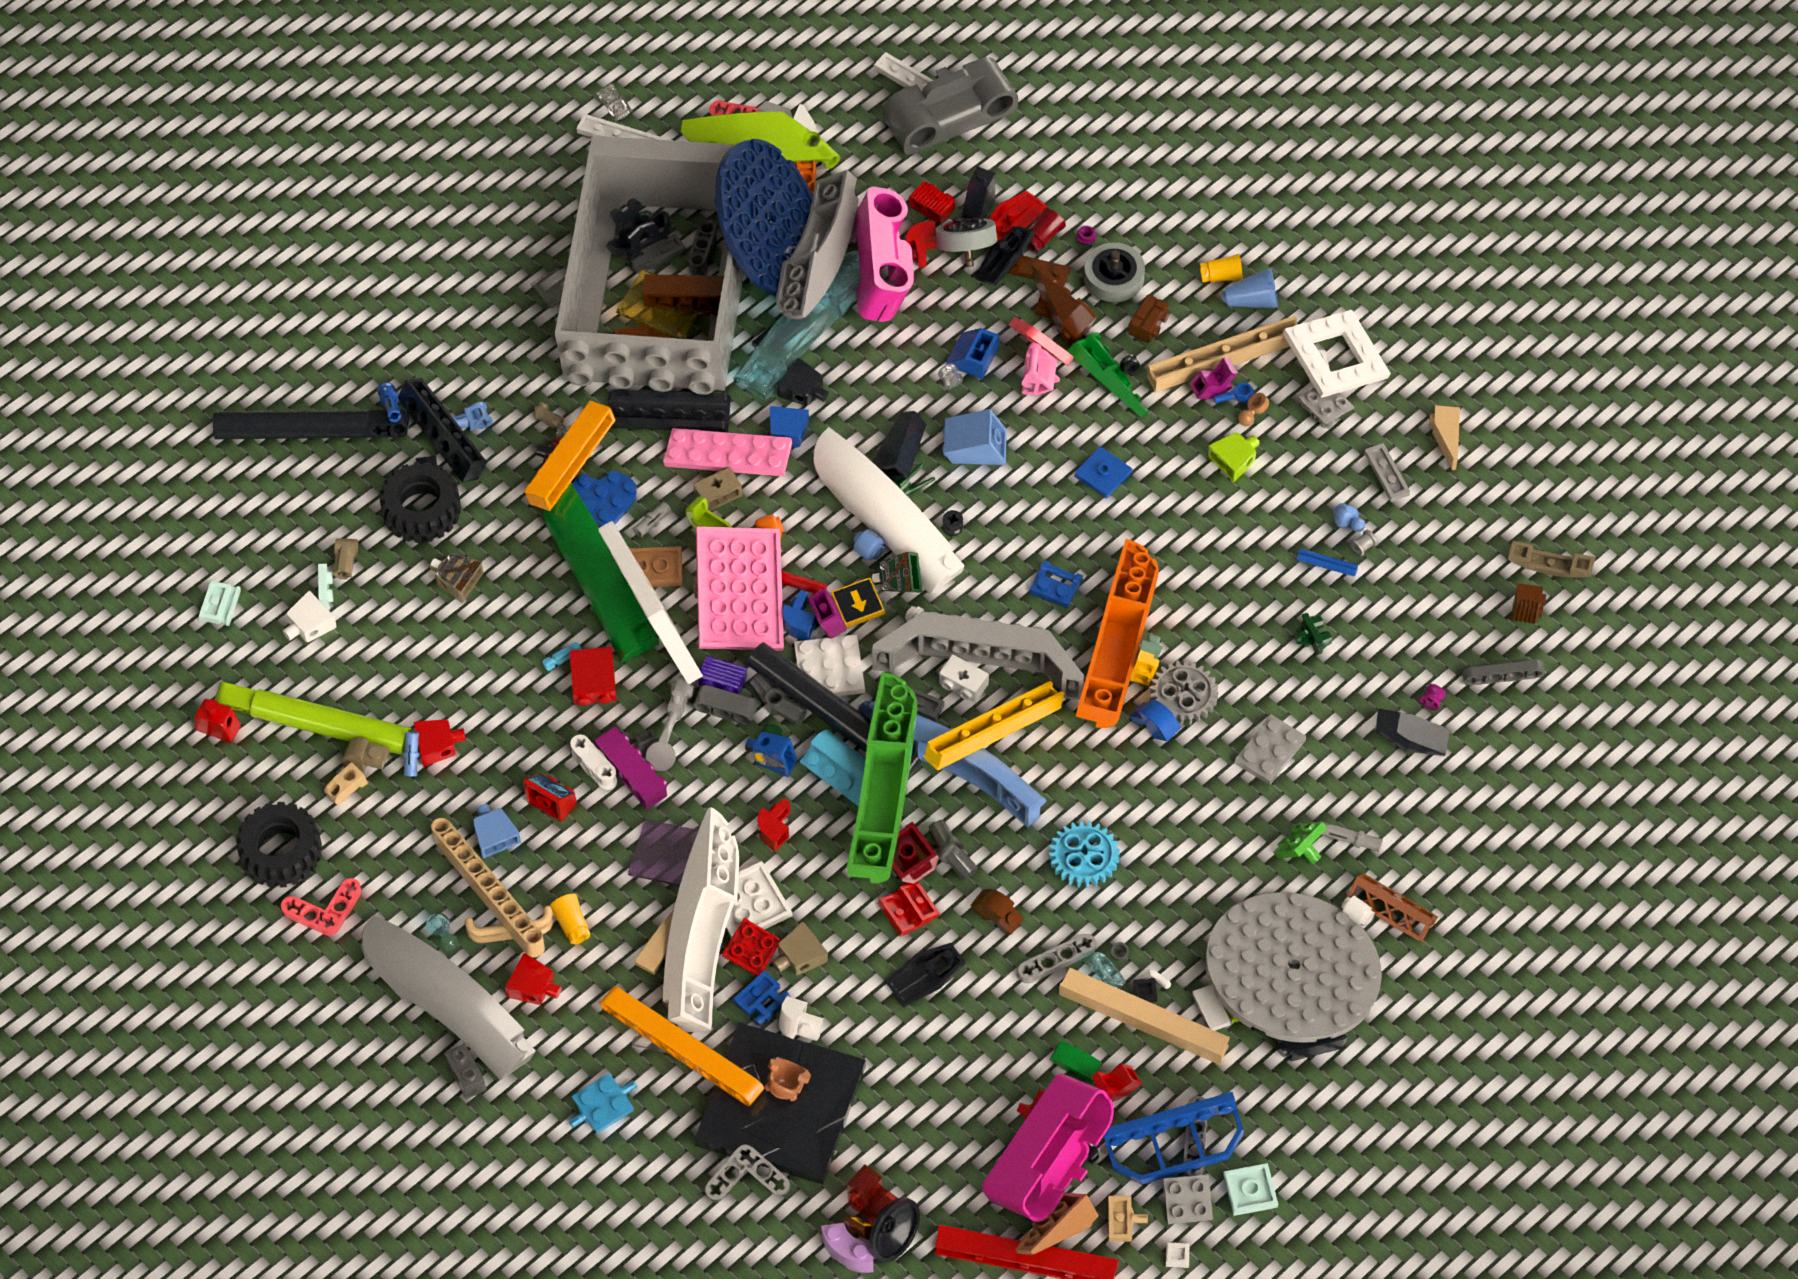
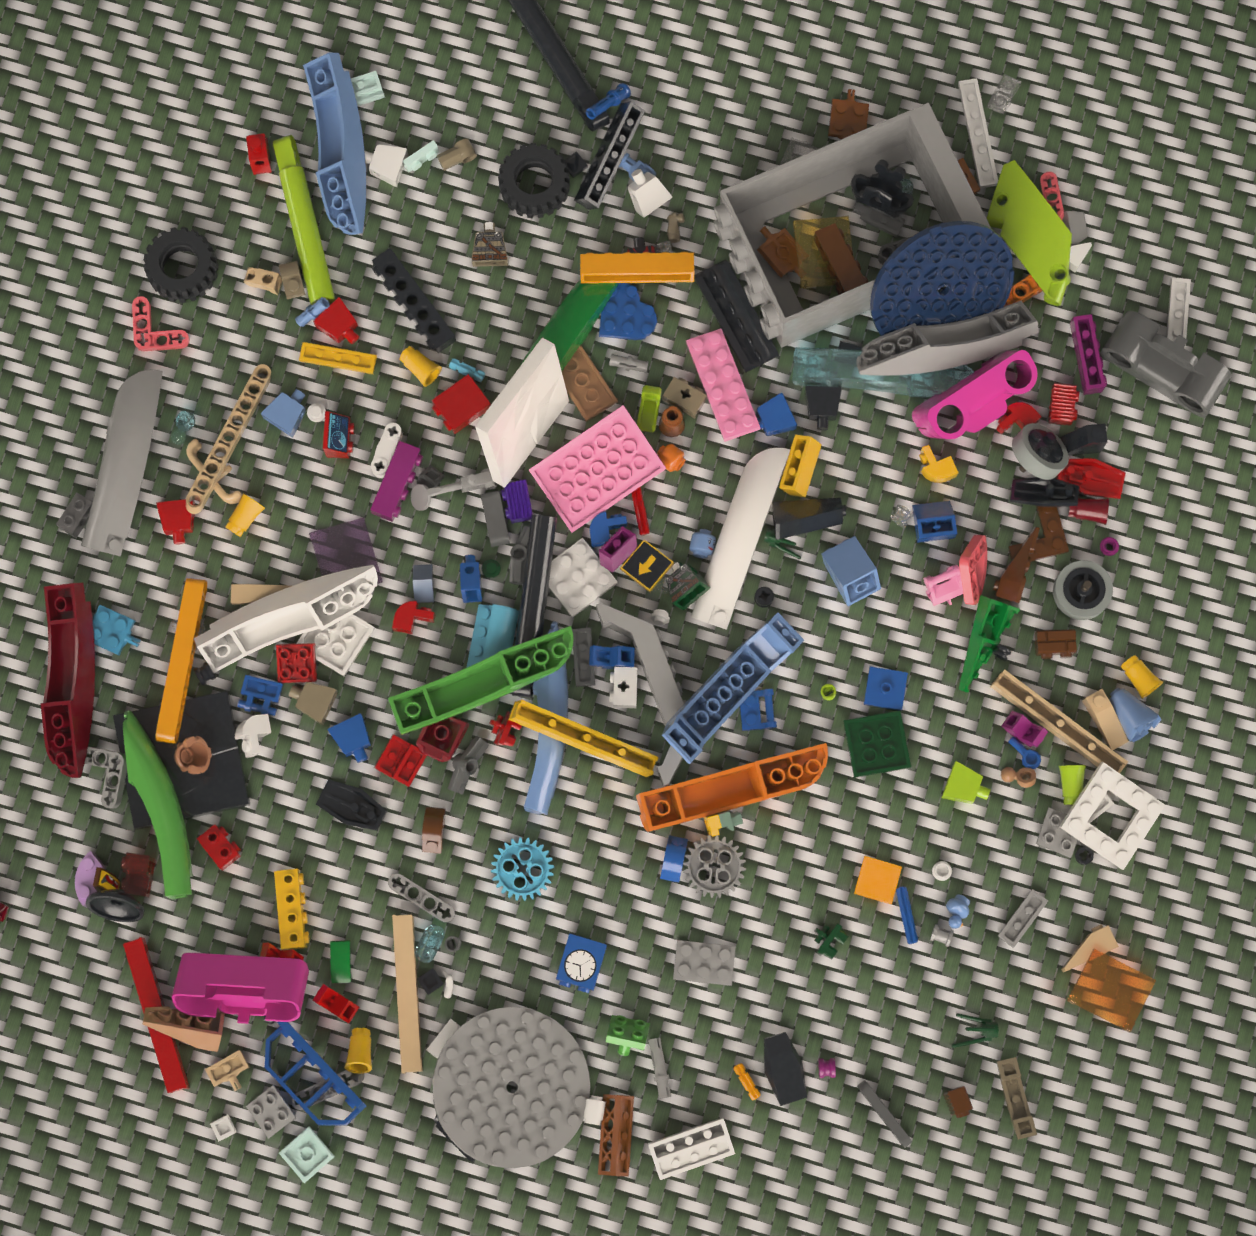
camera: 60 degrees right, 20 degrees up
(260, 646) = (340, 143): none -> medium blue slope
(453, 658) = (387, 261): none -> black brick
(470, 761) = (338, 358): none -> yellow tile
(501, 417) = (647, 192): none -> white torso
(512, 806) = (316, 412): none -> white plate
(529, 691) = (420, 366): none -> yellow plant
(547, 231) = (847, 116): none -> dark orange plate
(627, 1159) = (70, 677): none -> dark red slope
(707, 1035) = (204, 673): none -> black wheel
(734, 508) = (671, 428): none -> dark orange plant
(746, 798) = (423, 583): none -> sand blue slope
(819, 1132) = (159, 797): none -> bright green slope
(848, 427) = (800, 465): none -> yellow brick
(858, 936) = (352, 737): none -> blue torso
(891, 1111) = (219, 847): none -> red brick
(900, 159) = (1087, 354): none -> magenta brick
(925, 329) = (937, 471): none -> yellow brick
(927, 674) = (611, 657): none -> blue brick
(936, 800) = (503, 736): none -> red hips
(994, 1077) = (290, 909): none -> yellow brick
(1021, 577) = (730, 686): none -> medium blue slope
(1073, 517) = (826, 689): none -> lime hinge
(1151, 504) = (877, 744): none -> dark green plate
(1177, 1084) = (359, 1051): none -> yellow plant
(1207, 850) = (581, 963): none -> brick
(1240, 316) = (1105, 719): none -> tan slope
(1279, 569) = (877, 880): none -> light orange tile
(1286, 370) = (1072, 782): none -> lime plant
(1303, 513) = (941, 870): none -> white plate
(1358, 392) = (1081, 850): none -> black bush
(1405, 771) = (746, 1081): none -> light orange axle
(1442, 846) = (691, 1148): none -> white brick
(1472, 552) = (987, 1029): none -> dark green plant
(1496, 435) = (1111, 990): none -> clear orange piece

